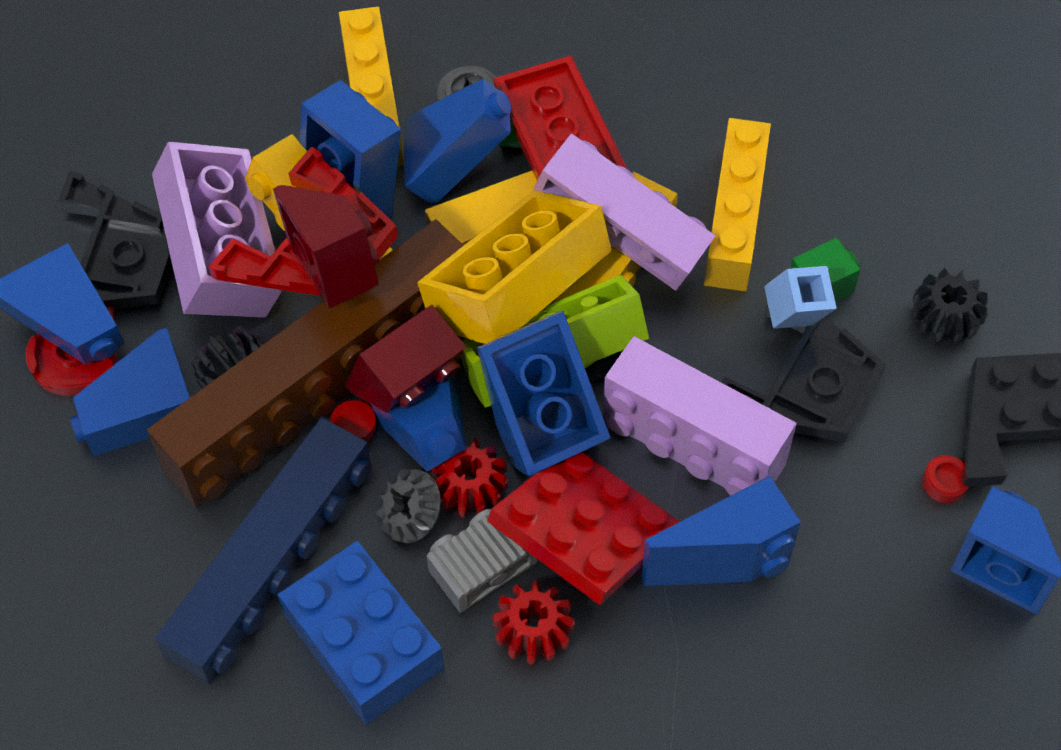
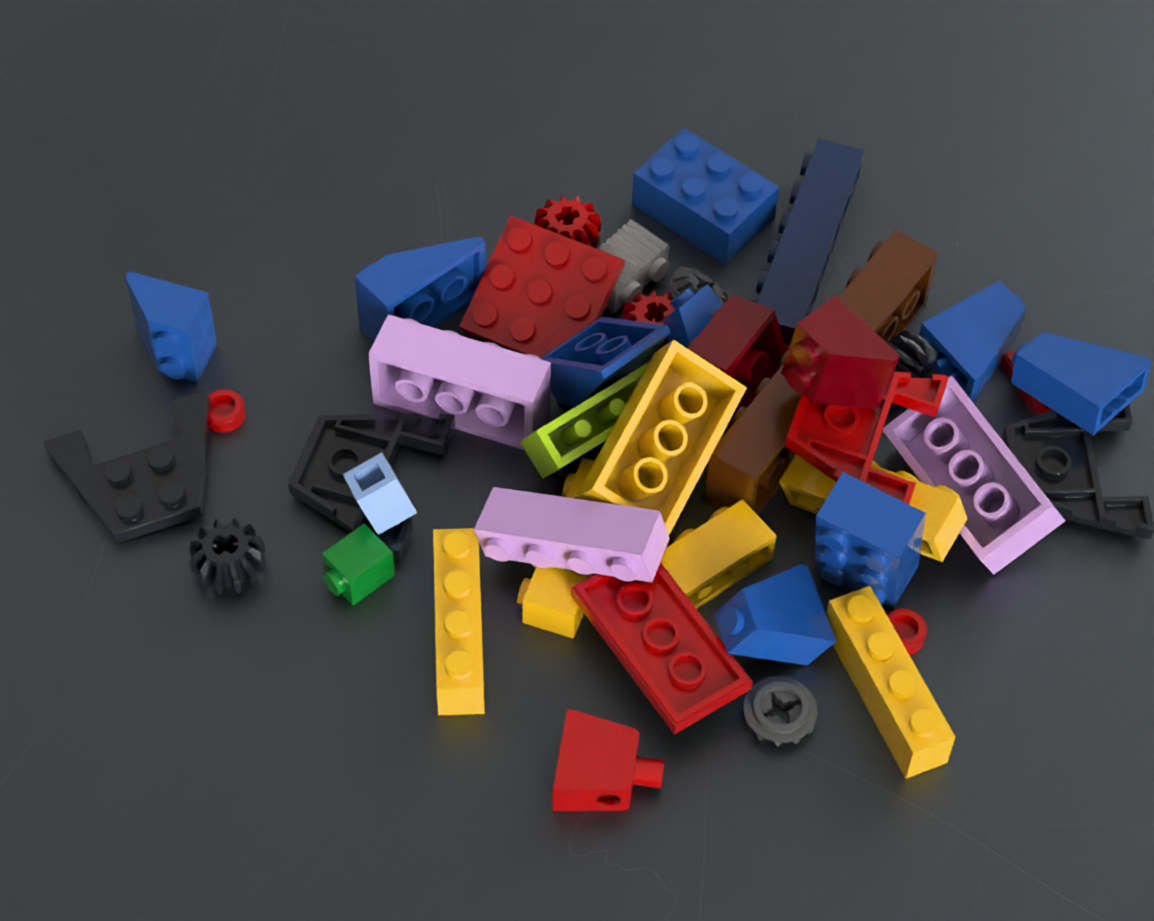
camera: 165 degrees right, 5 degrees down
(637, 70) = (600, 765): none -> red torso

